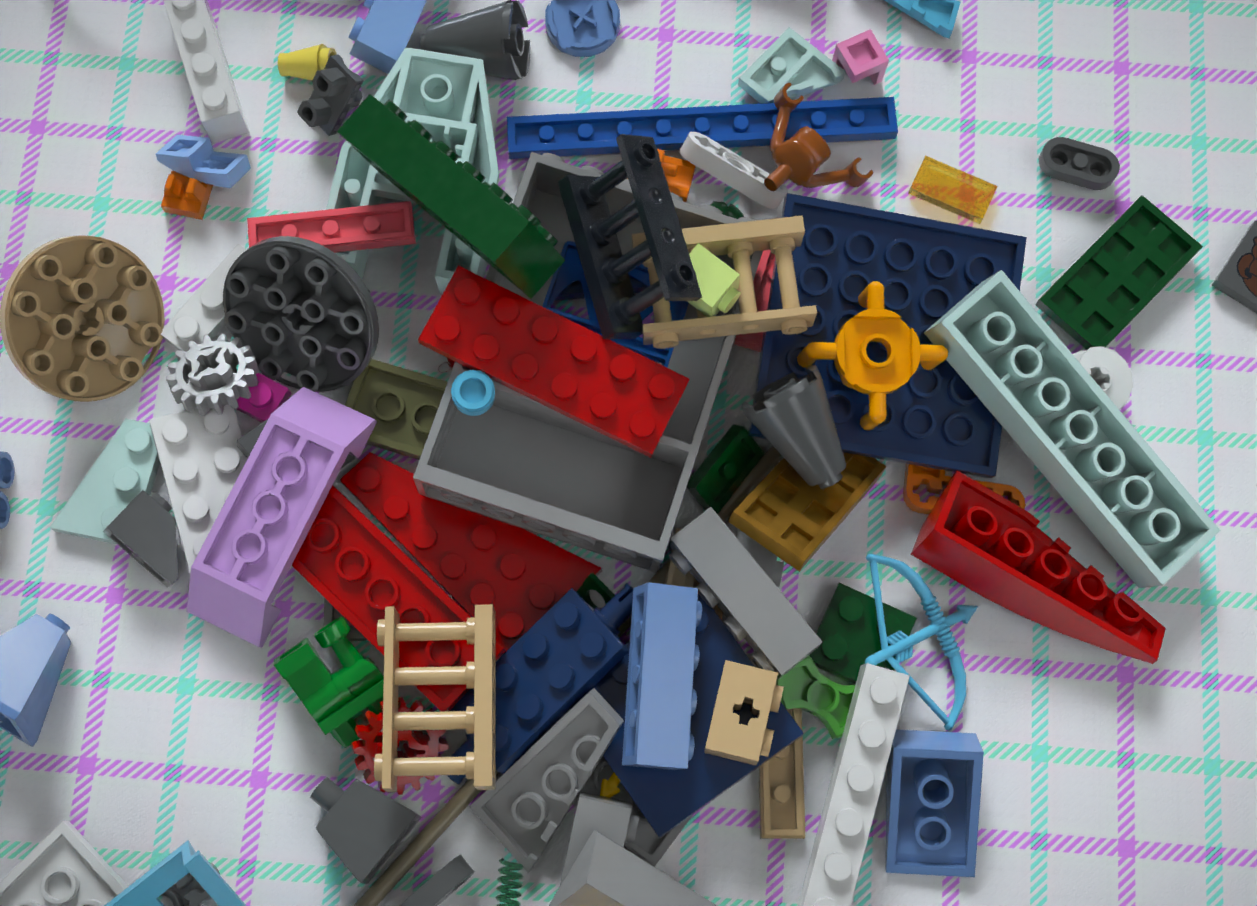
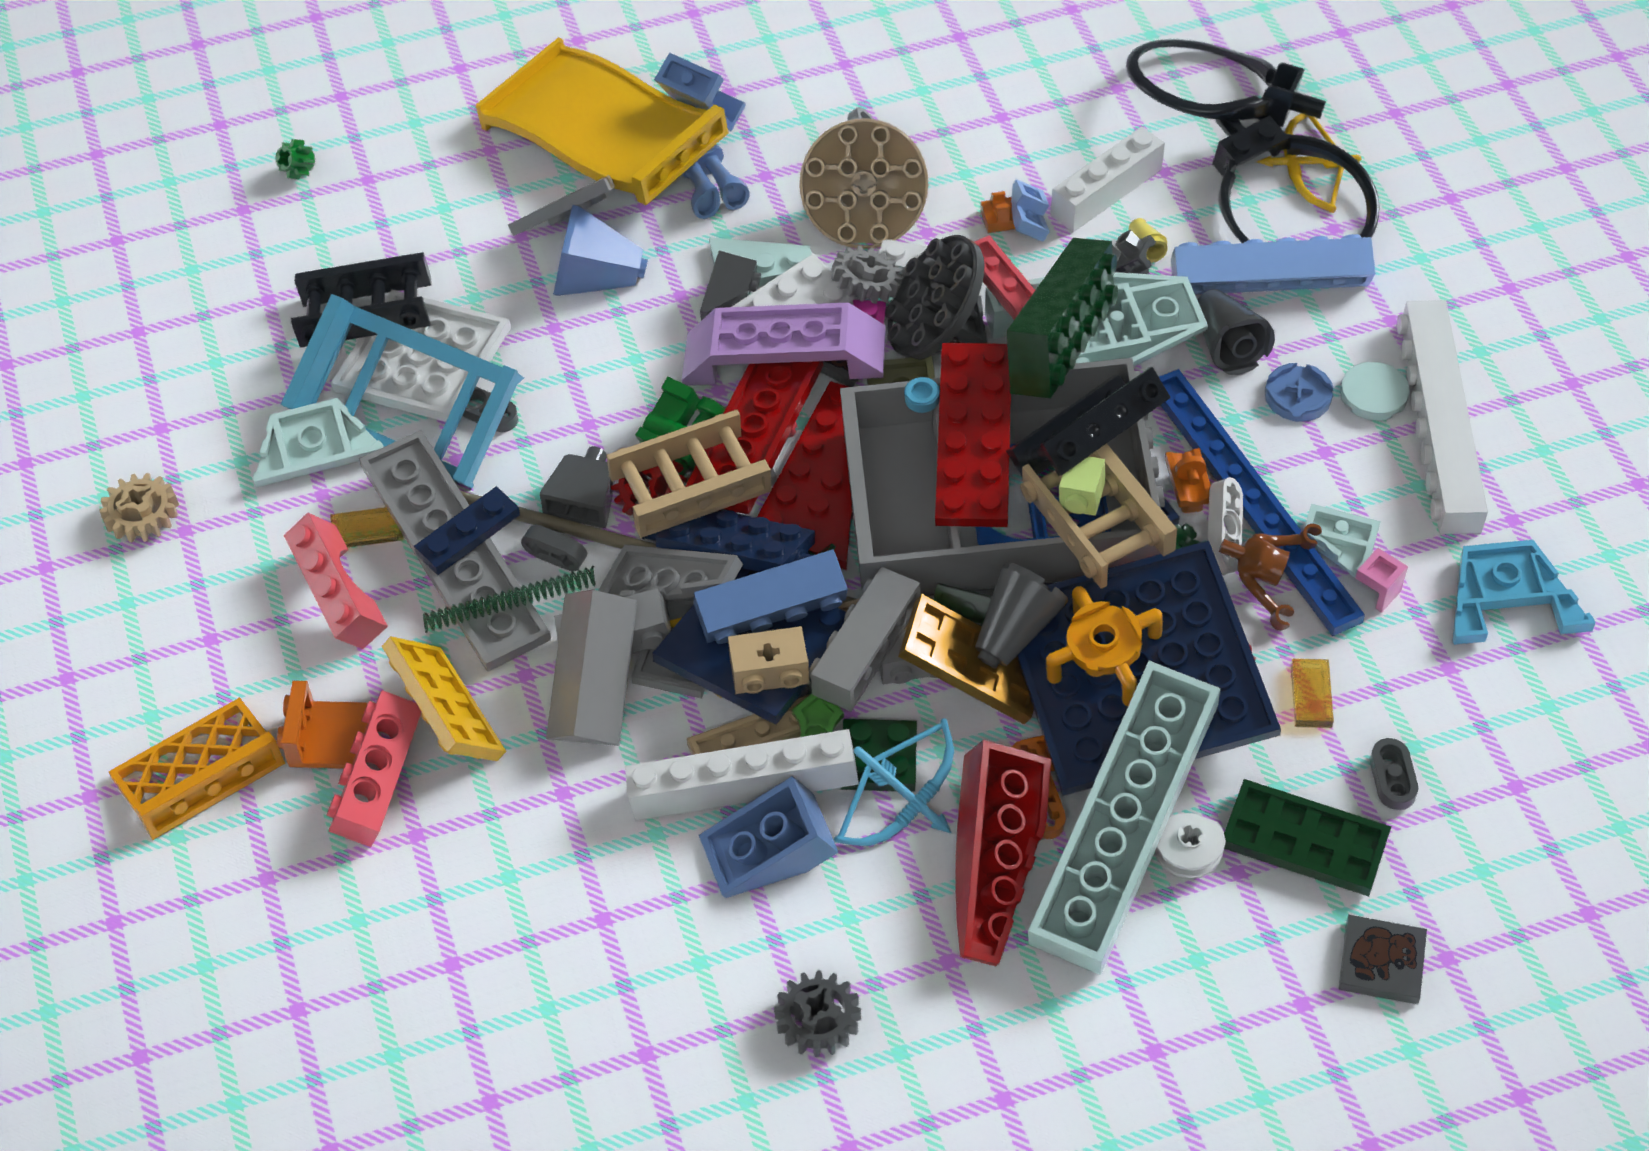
camera: 70 degrees right, 20 degrees down
(1171, 825) = (827, 1026): none -> dark grey gear

